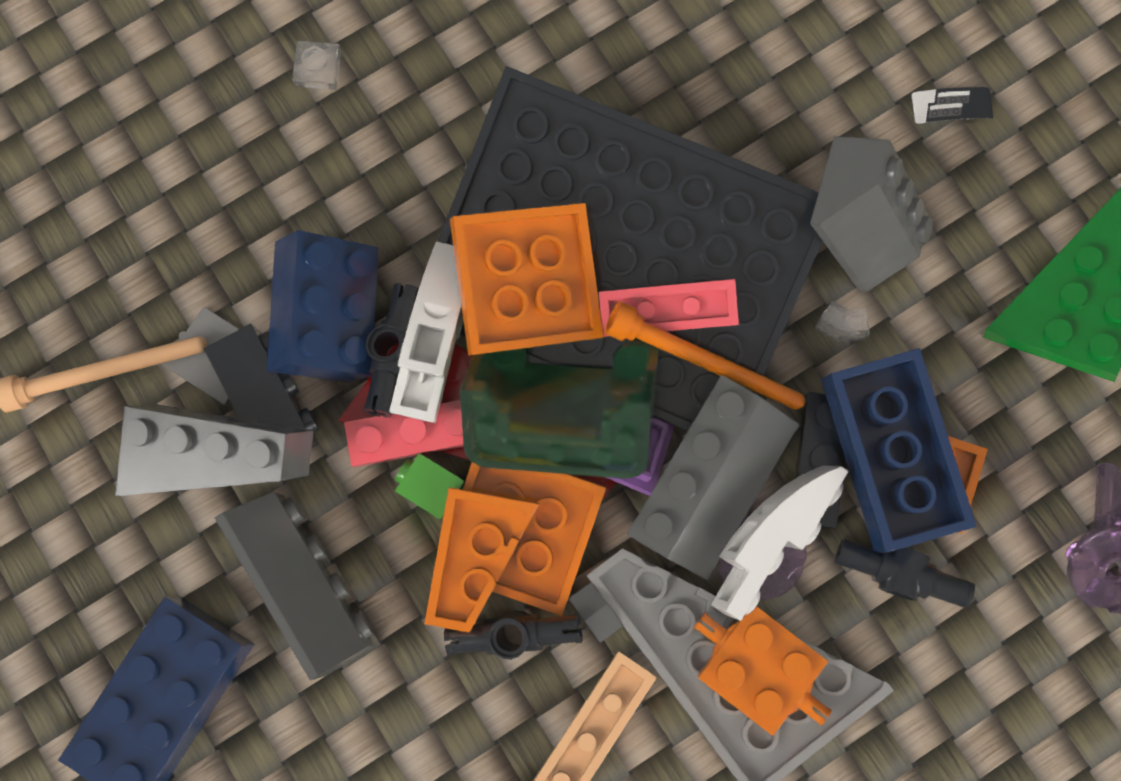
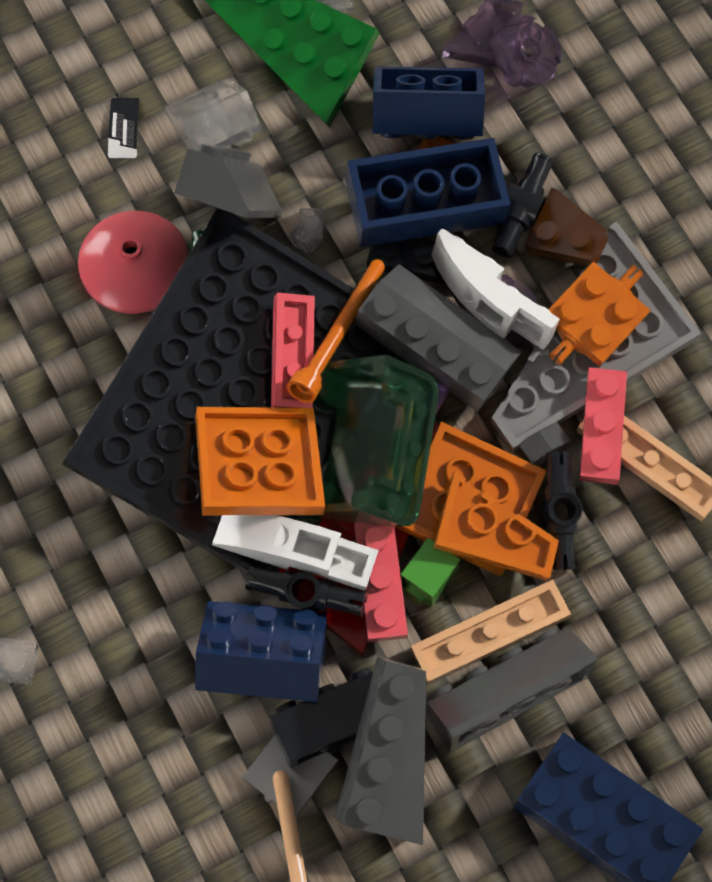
camera: 85 degrees left, 10 degrees down
(368, 561) = (490, 631): none -> light nougat plate
(620, 681) = (603, 426): none -> coral plate
(757, 136) = (134, 280): none -> coral dish
(871, 628) = (566, 233): none -> reddish brown wing
(972, 199) = (214, 116): none -> clear slope
(1024, 446) = (428, 102): none -> dark blue brick

